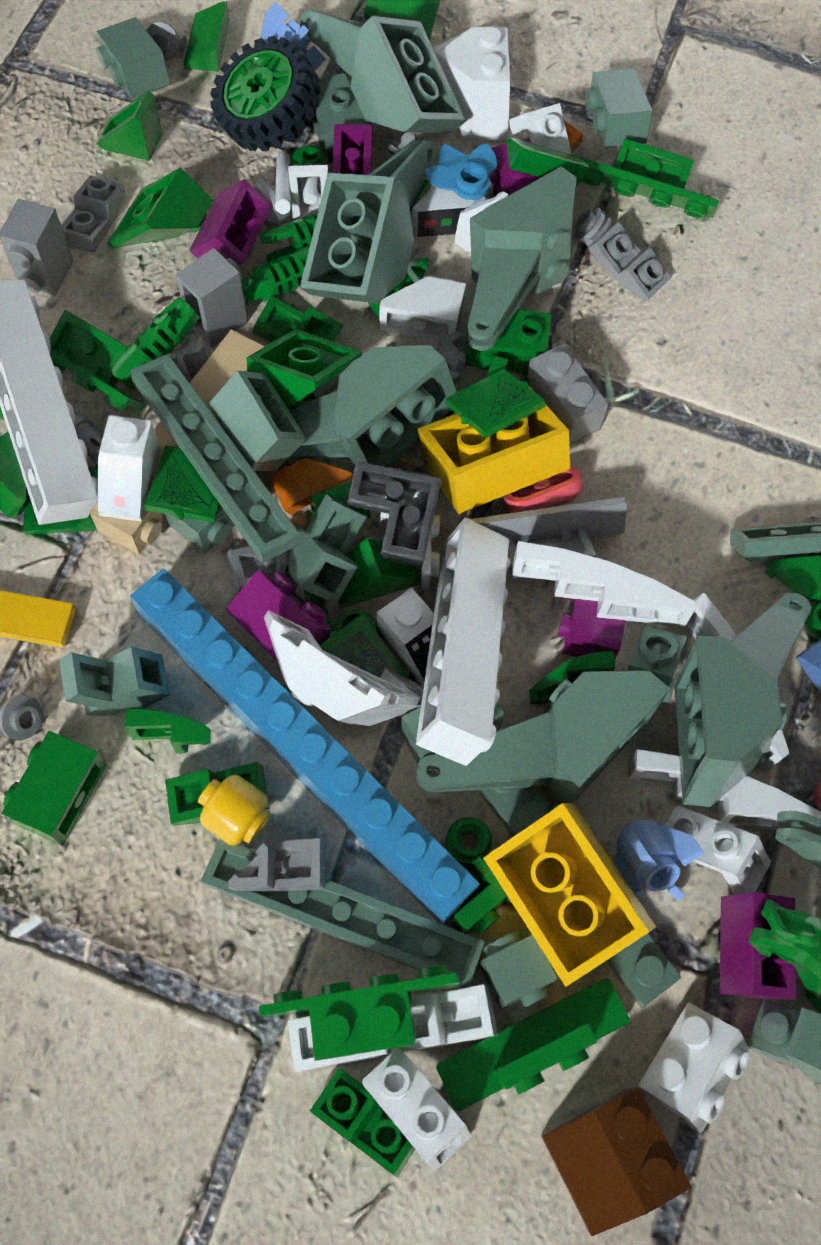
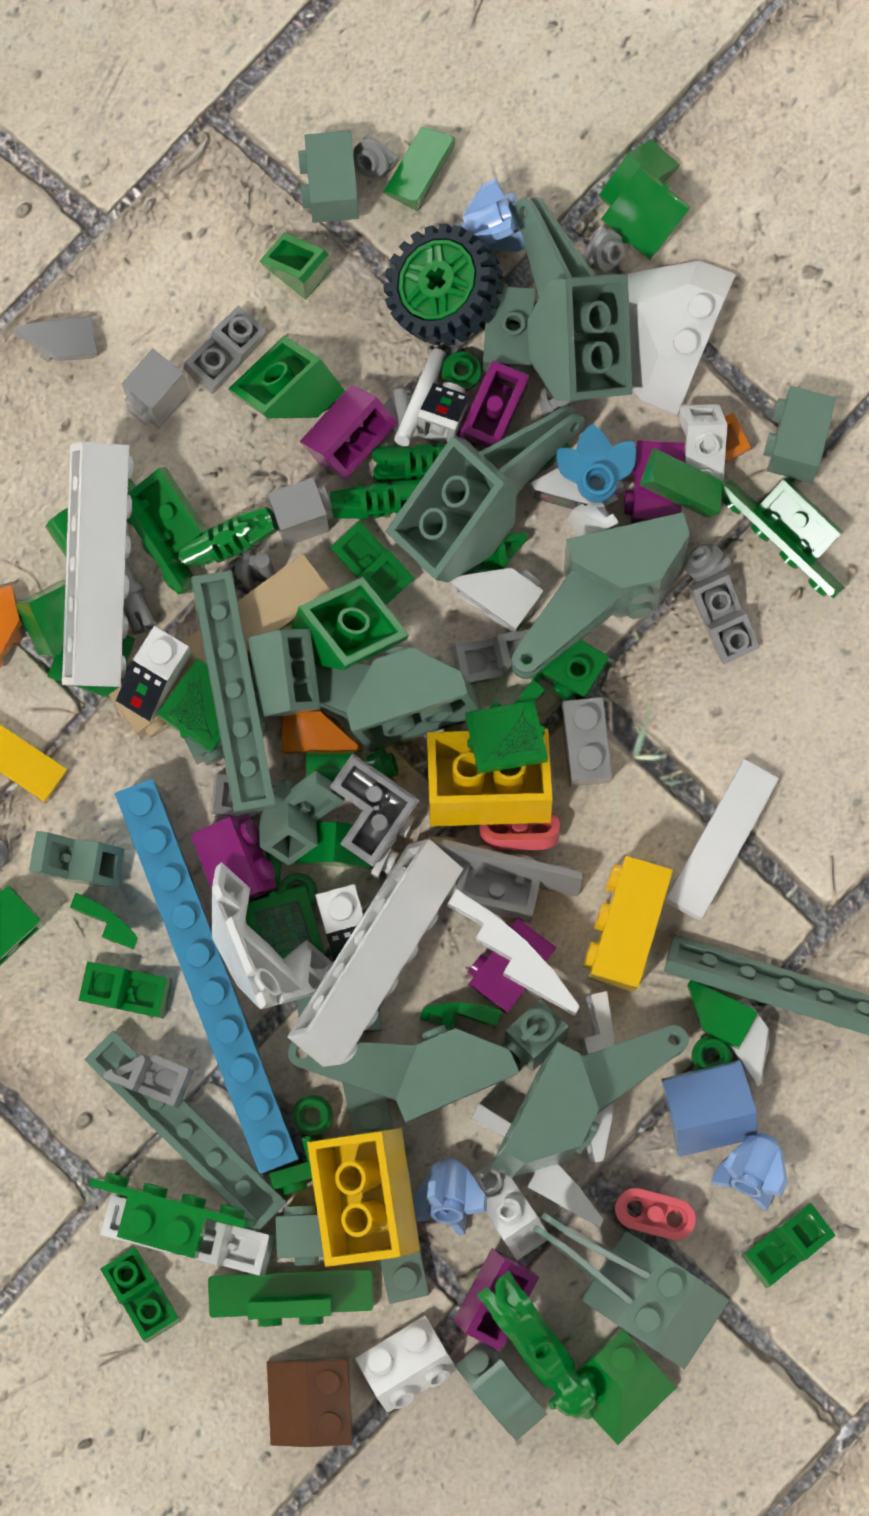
camera: 25 degrees right, 15 degrees up
(233, 810) = (131, 1016): yellow head -> none
(416, 1109) = (178, 1303): white bracket -> none
(692, 523) = (627, 923): none -> yellow brick
(730, 432) = (721, 840): none -> white slope

